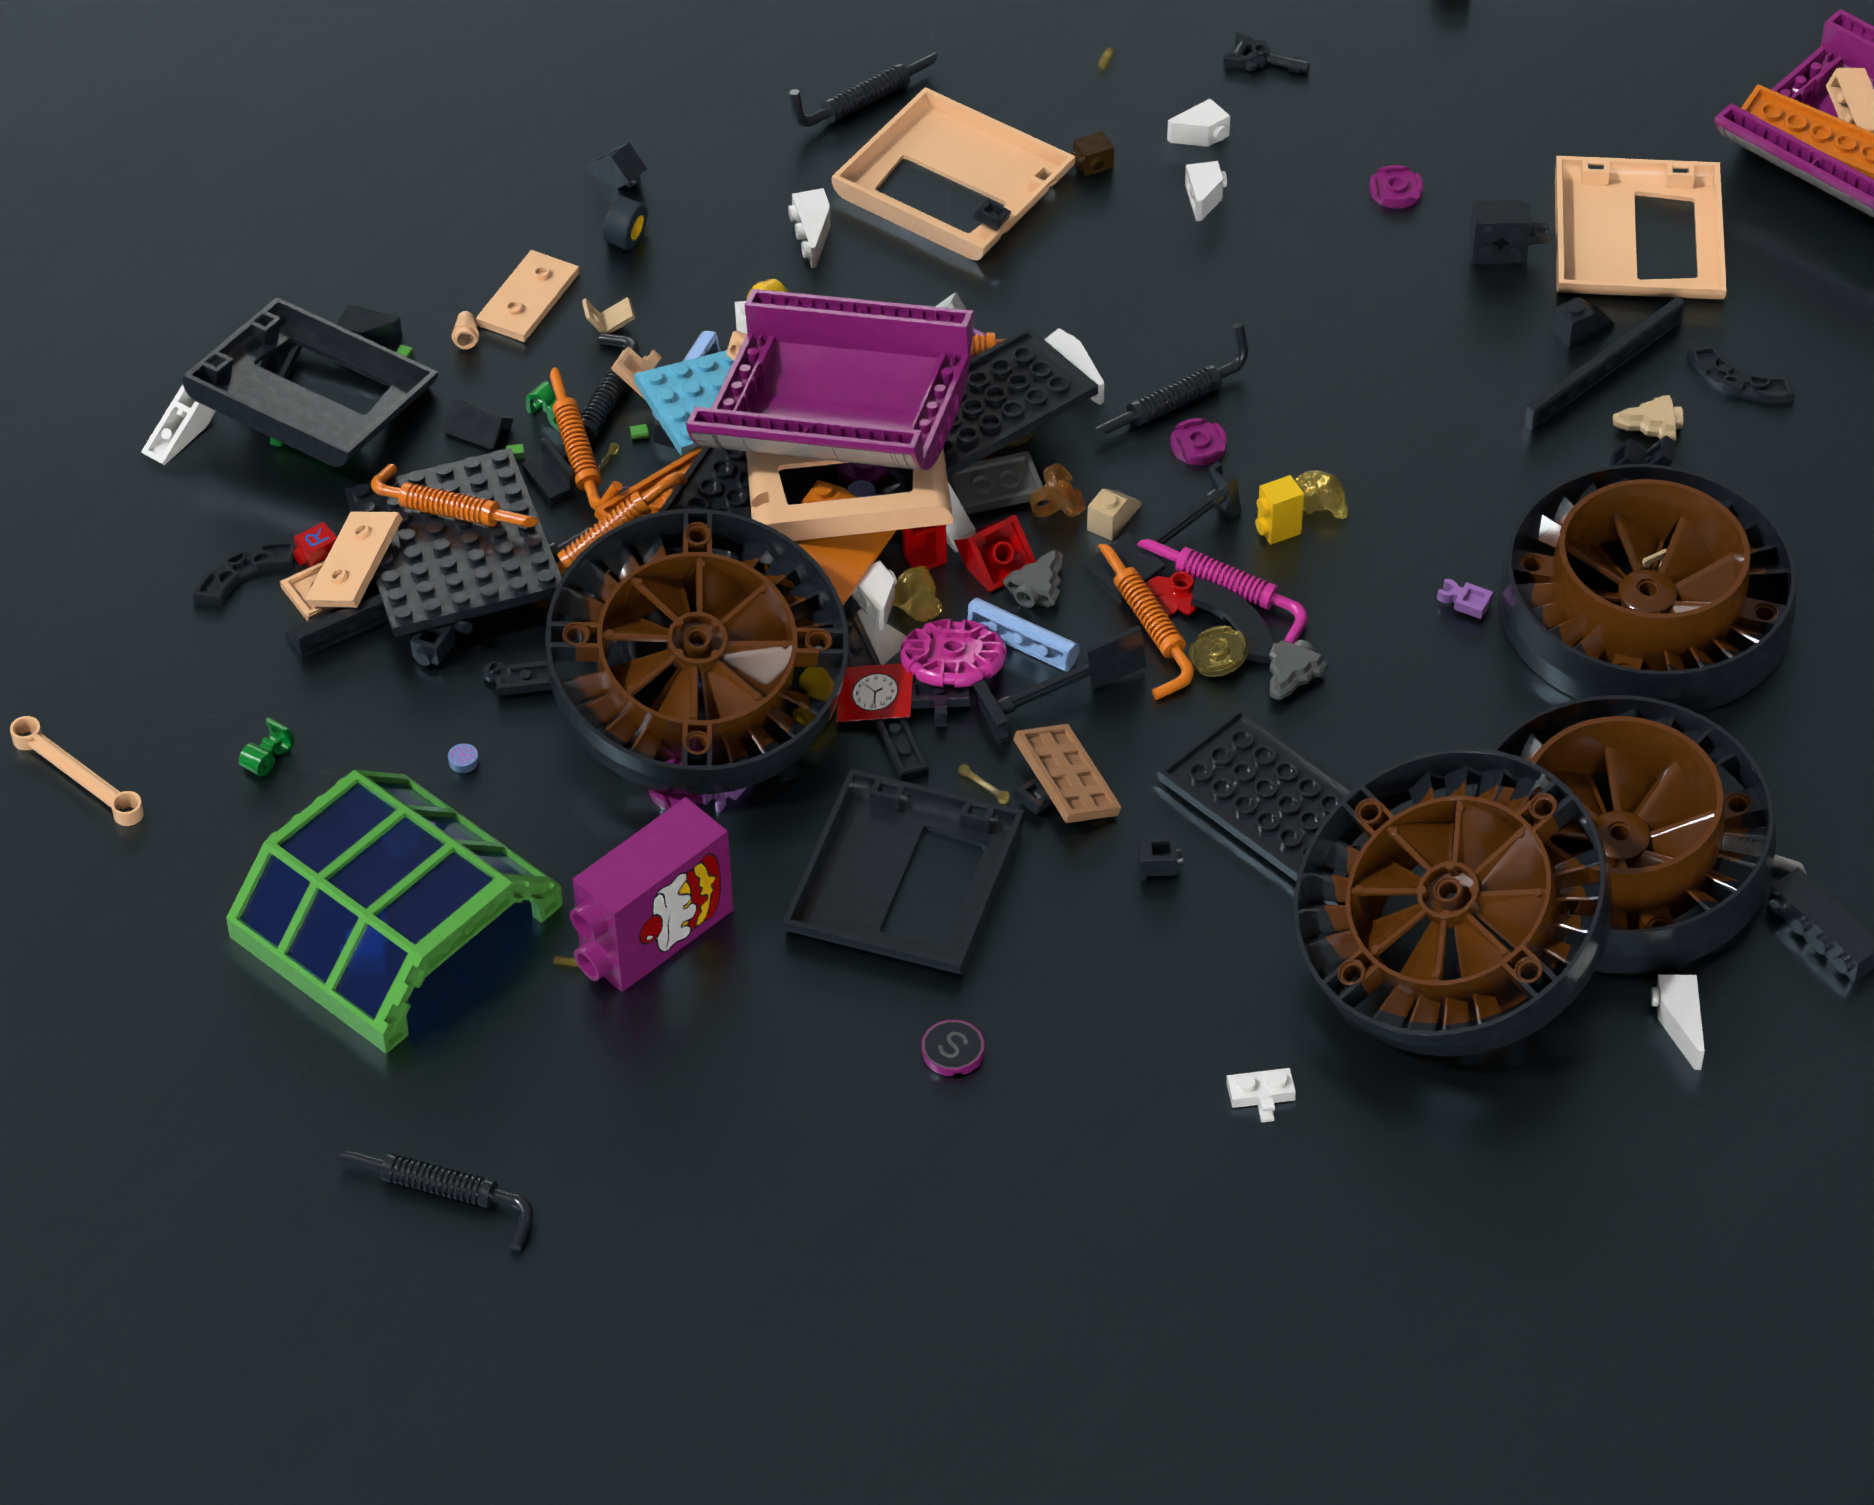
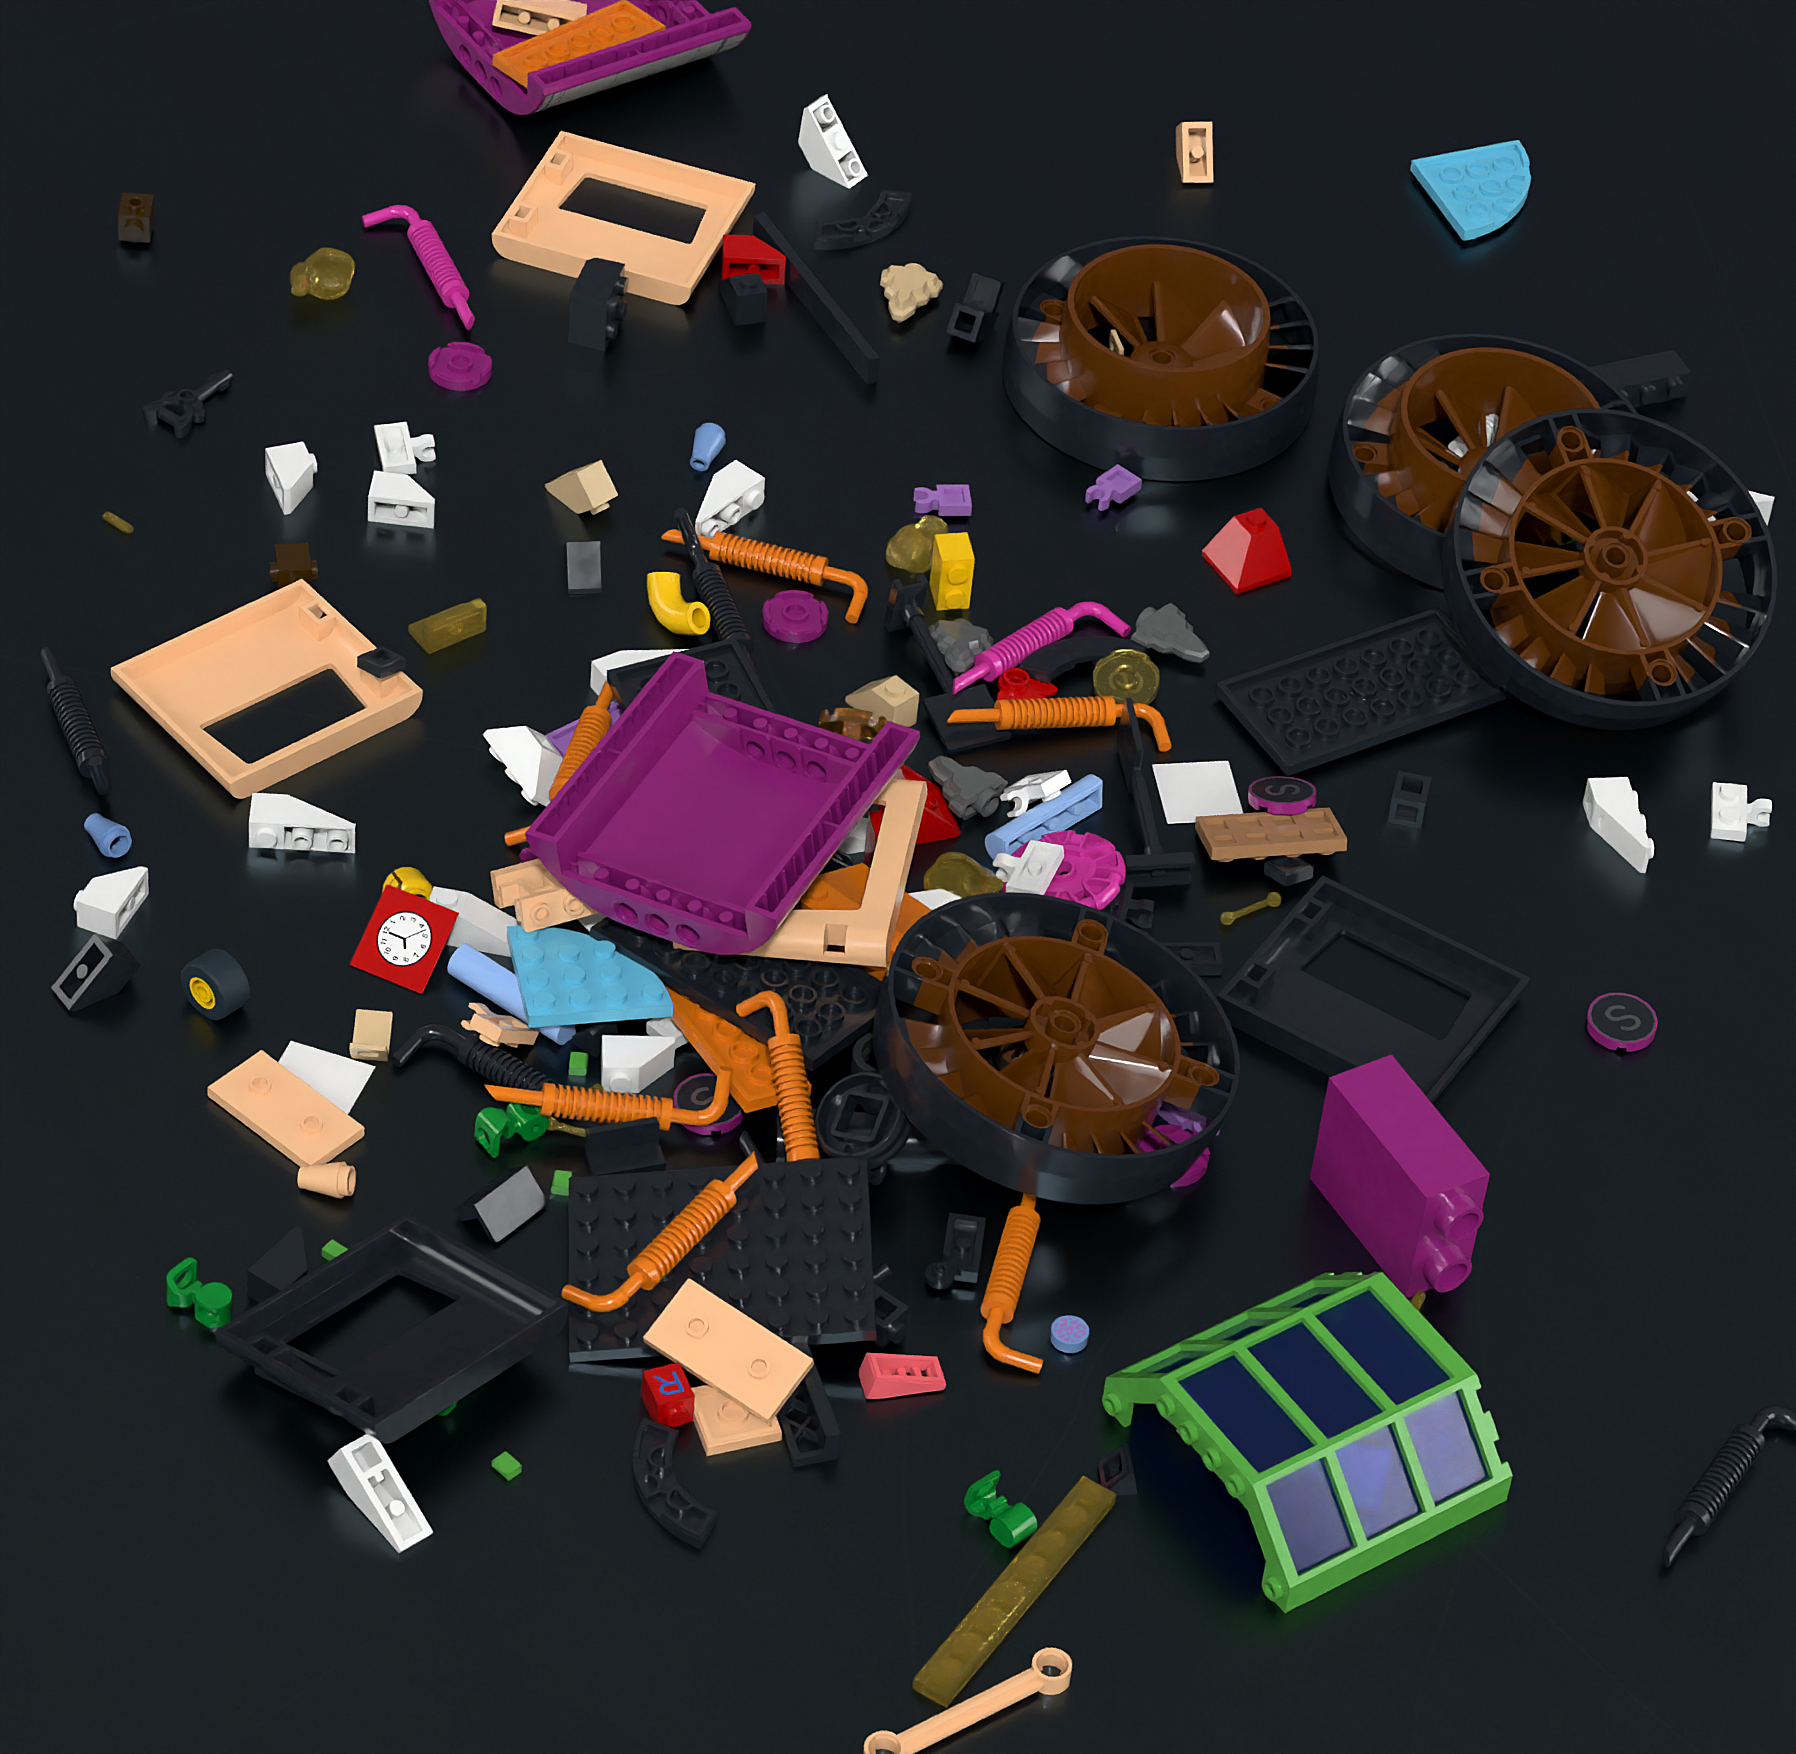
camera: 80 degrees left, 5 degrees down
(199, 775) = (1014, 1592): none -> clear yellow plate
(234, 486) = (507, 1466): none -> bright green piece
(327, 297) = (211, 1301): none -> green leg
(386, 651) = (879, 1382): none -> coral slope
(490, 709) = (1007, 1281): none -> orange piece
(569, 312) = (327, 1073): none -> white sticker
(639, 452) = (634, 1061): none -> white slope
(692, 156) = (111, 901): none -> white slope
(714, 305) = (404, 939): none -> red sticker
(758, 138) = (109, 836): none -> medium blue cone
(934, 624) = (1033, 870): none -> white plate
(1042, 614) = (1034, 787): none -> white plate
(1078, 252) = (450, 626): none -> clear yellow panel
(1114, 728) = (1196, 790): none -> white sticker
(1120, 773) = (1282, 795): none -> tile
(1162, 364) = (671, 609): none -> yellow cylinder
(1189, 306) = (582, 567): none -> slope
(1200, 535) = (960, 643): none -> dark grey rock
(1206, 1002) = (1616, 818): none -> white slope
(1252, 415) = (779, 561): none -> orange piece
(1268, 173) = (399, 451): none -> white plate
(1274, 284) = (584, 488): none -> tan slope
(1306, 366) = (729, 497): none -> white slope
(1373, 342) = (707, 444): none -> medium blue cone
(1387, 499) = (947, 499): none -> medium lavender plate
(1429, 702) = (1249, 552): none -> red slope
(1446, 79) = (323, 274): none -> clear yellow hair
(1511, 138) = (433, 257): none -> dark pink piece
(1627, 307) = (749, 256): none -> red slope
(1812, 322) = (828, 145): none -> white slope

